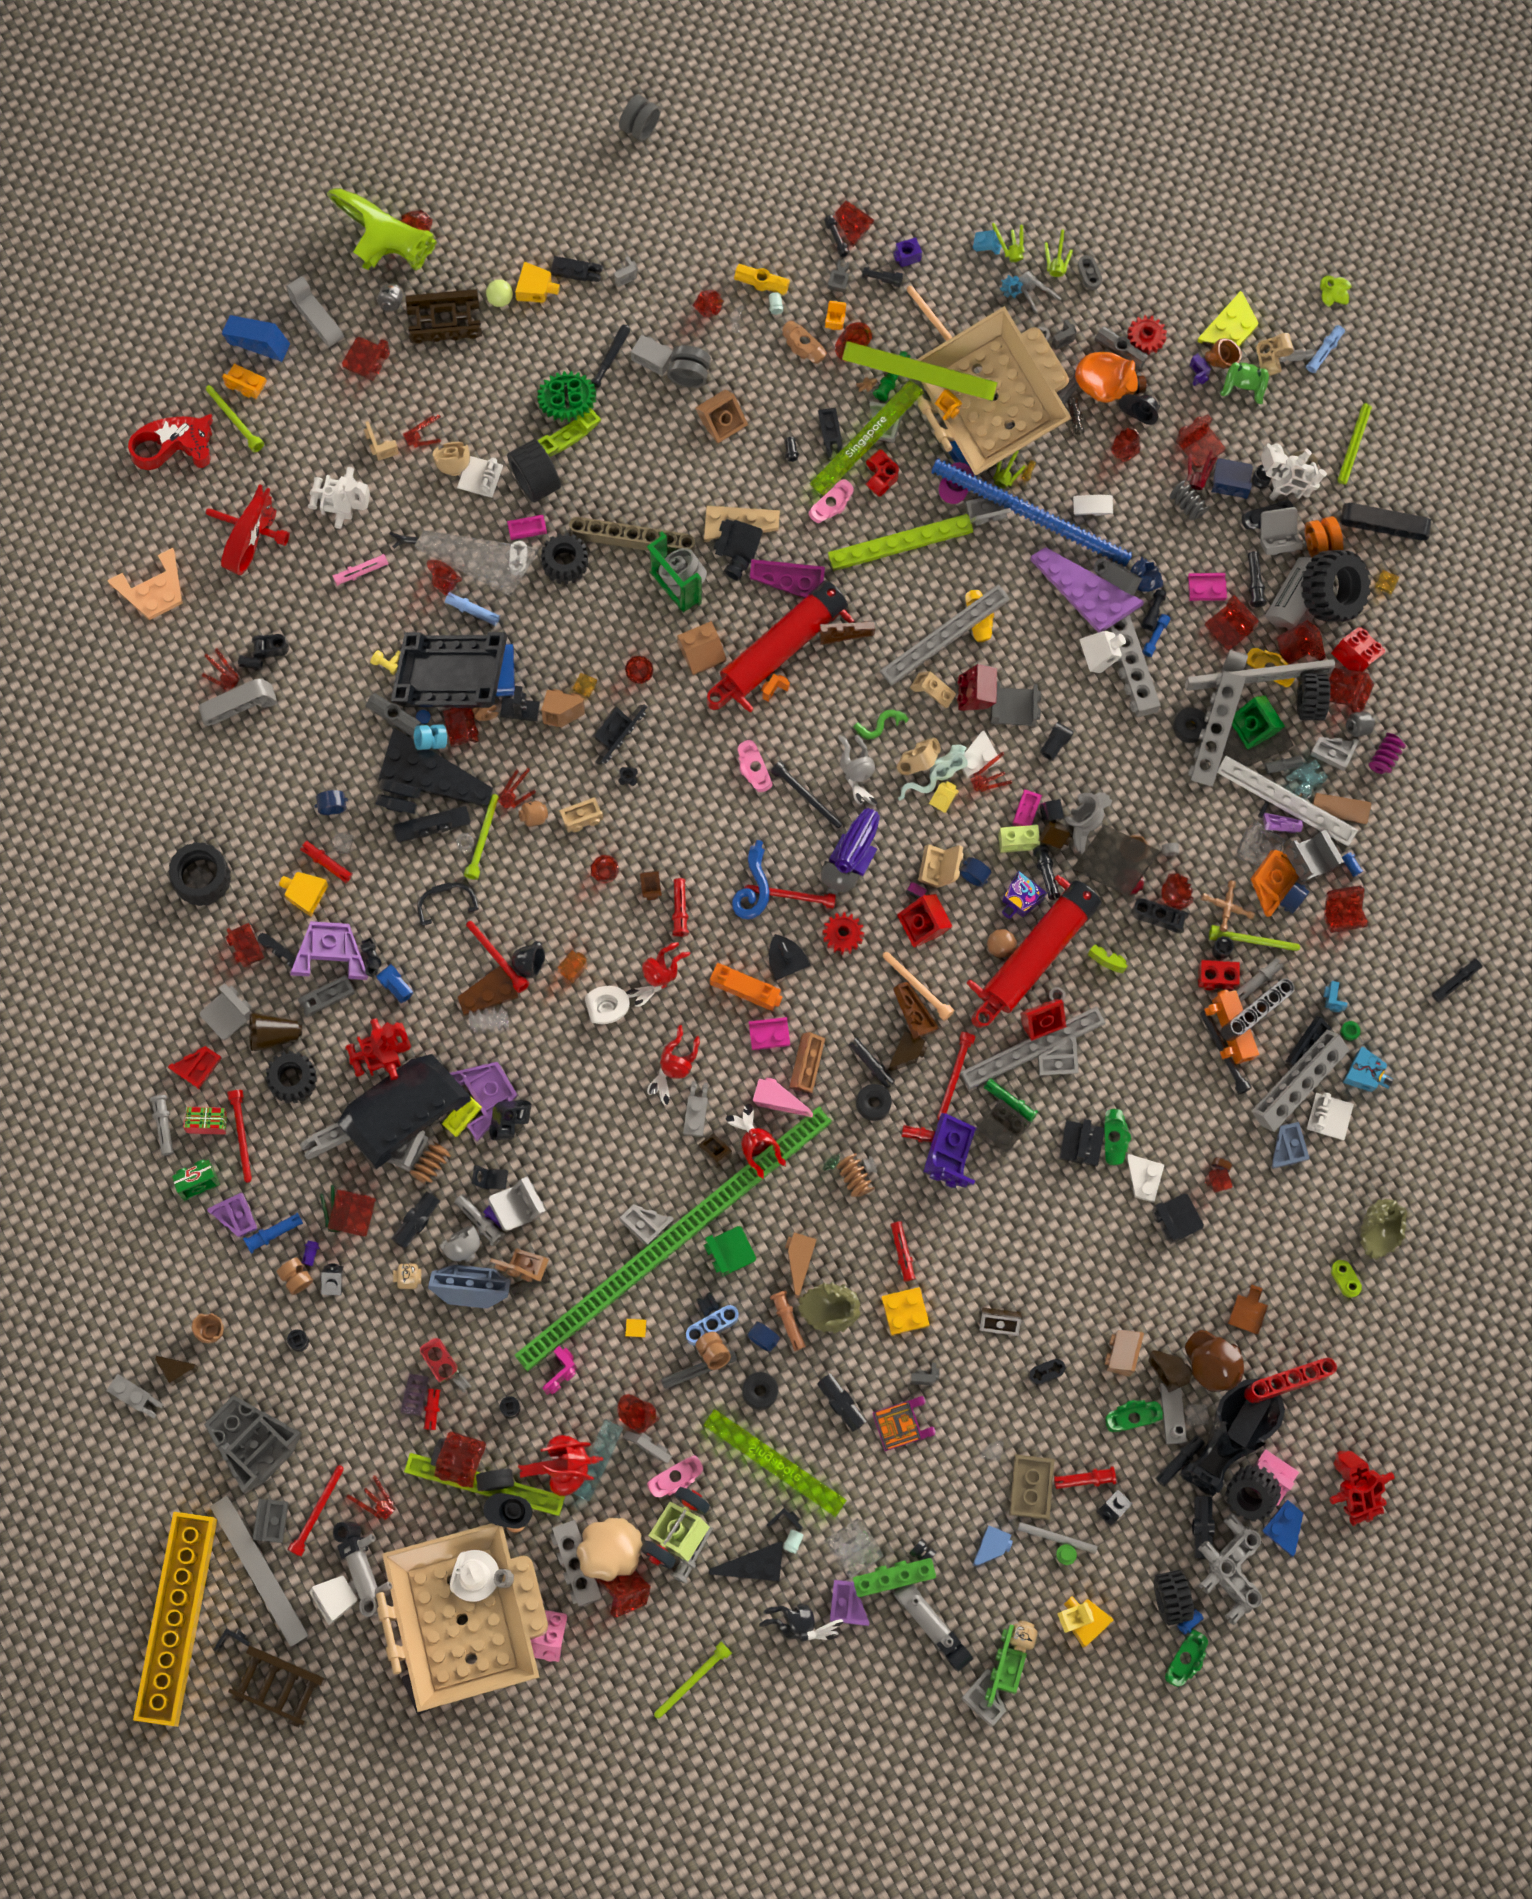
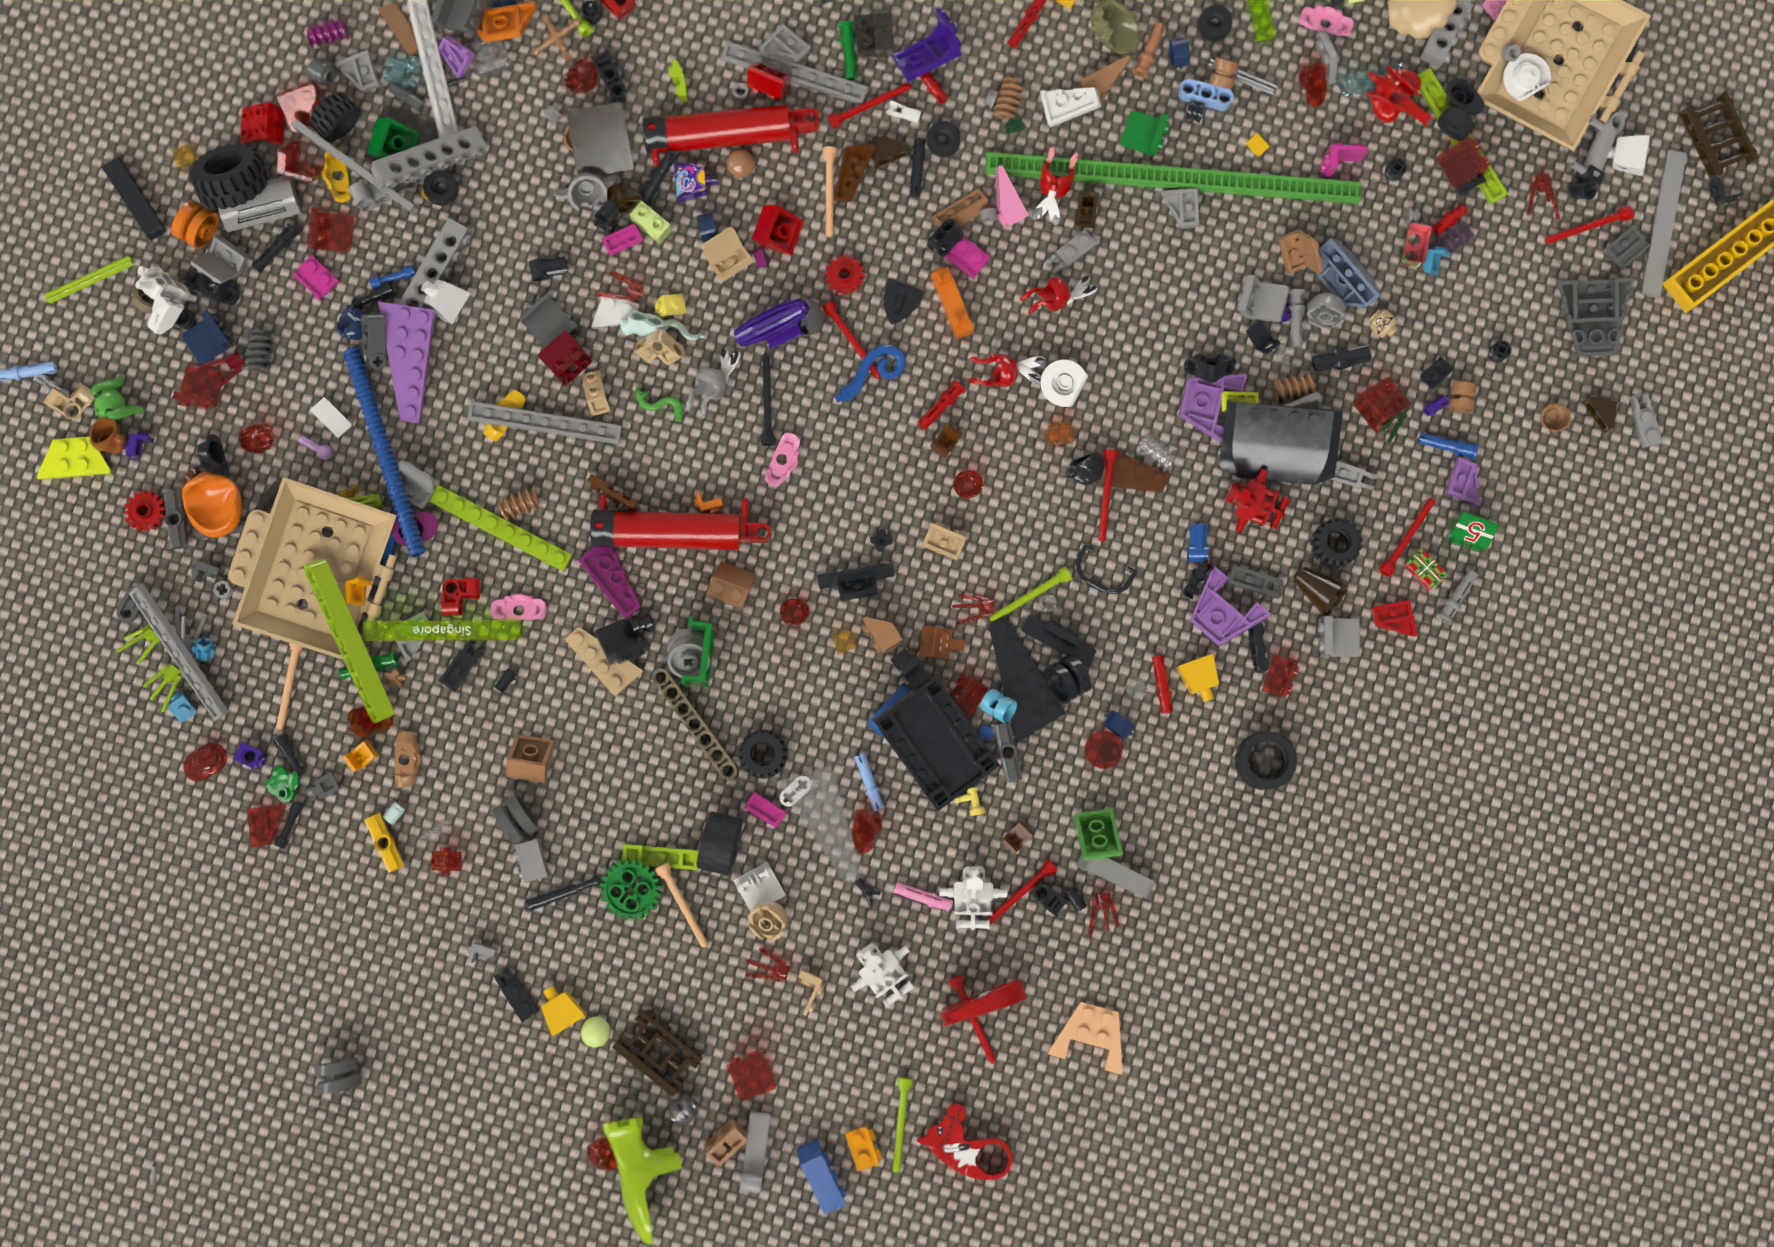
camera: 130 degrees left, 10 degrees up
(272, 709) = (1097, 834): none -> bright green slope
(289, 665) = (1047, 869): none -> red piece
(323, 598) = (973, 897): none -> white piece
(326, 777) = (1103, 749): none -> clear red tile
(331, 664) = (1017, 837): none -> reddish brown bracket
(341, 300) = (725, 1142): none -> medium nougat brick
(414, 1362) = (1433, 258): none -> dark azure bracket
(463, 1182) = (1282, 356): none -> clear piece
(517, 744) = (938, 642): none -> dark orange piece
(533, 813) = (978, 575): medium nougat head -> none
(555, 425) = (664, 871): none -> light nougat piece
(784, 1076) = (988, 214): none -> light grey axle
(798, 1029) = (946, 236): none -> black piece
(807, 1214) = (1068, 104): none -> white wing
(867, 254) = (281, 783): none -> green plate
(903, 565) = (519, 504): none -> medium nougat piece
(920, 1096) = (907, 112): none -> white bar
(934, 225) = (205, 762): none -> clear red piece
(1024, 268) = (178, 652): none -> light grey tile
(1074, 482) = (324, 452): none -> lavender bar

